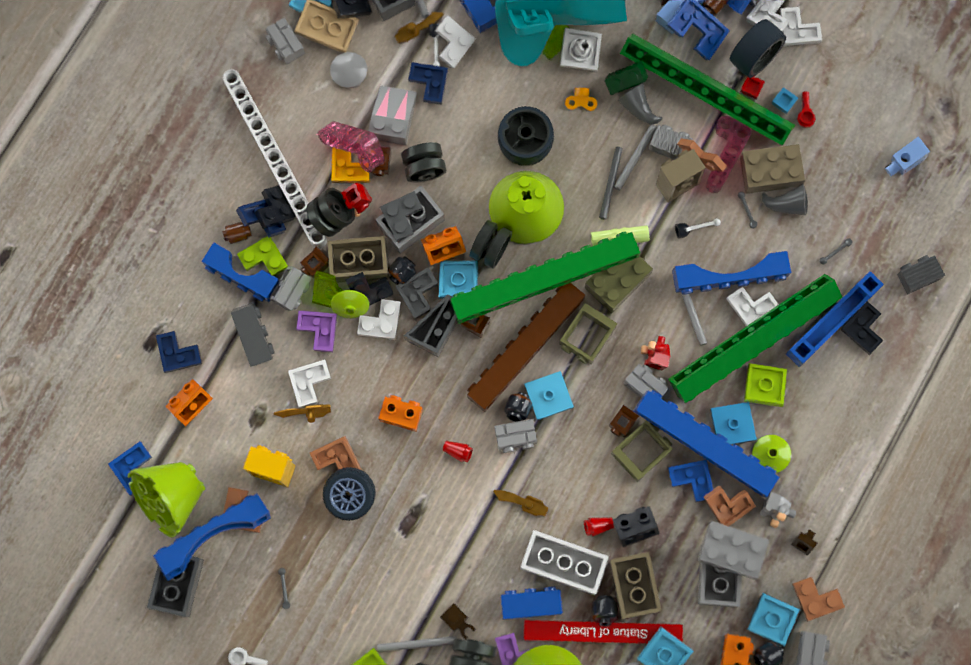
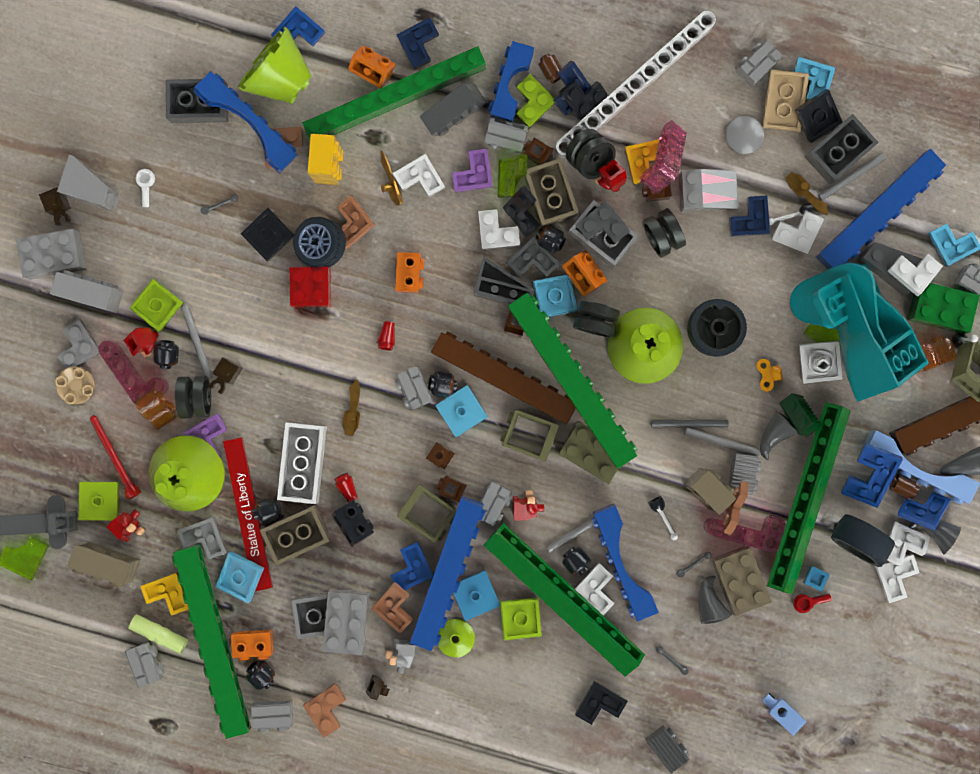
camera: 75 degrees right, 10 degrees up
(223, 387) = (397, 94): none -> green brick
(327, 545) = (267, 234): none -> black plate
(350, 304) = (504, 196): lime dish -> none
(390, 514) = (310, 287): none -> red brick
(531, 603) = (257, 440): blue brick -> none
(587, 425) = (440, 455): none -> reddish brown window
(640, 234) = (642, 461): yellowish green axle -> none
(720, 318) = (576, 561): none -> black head
(752, 87) = (823, 543): red tile -> none
(773, 619) = (296, 672): medium azure plate -> none
(834, 319) = (587, 663): blue arch -> none

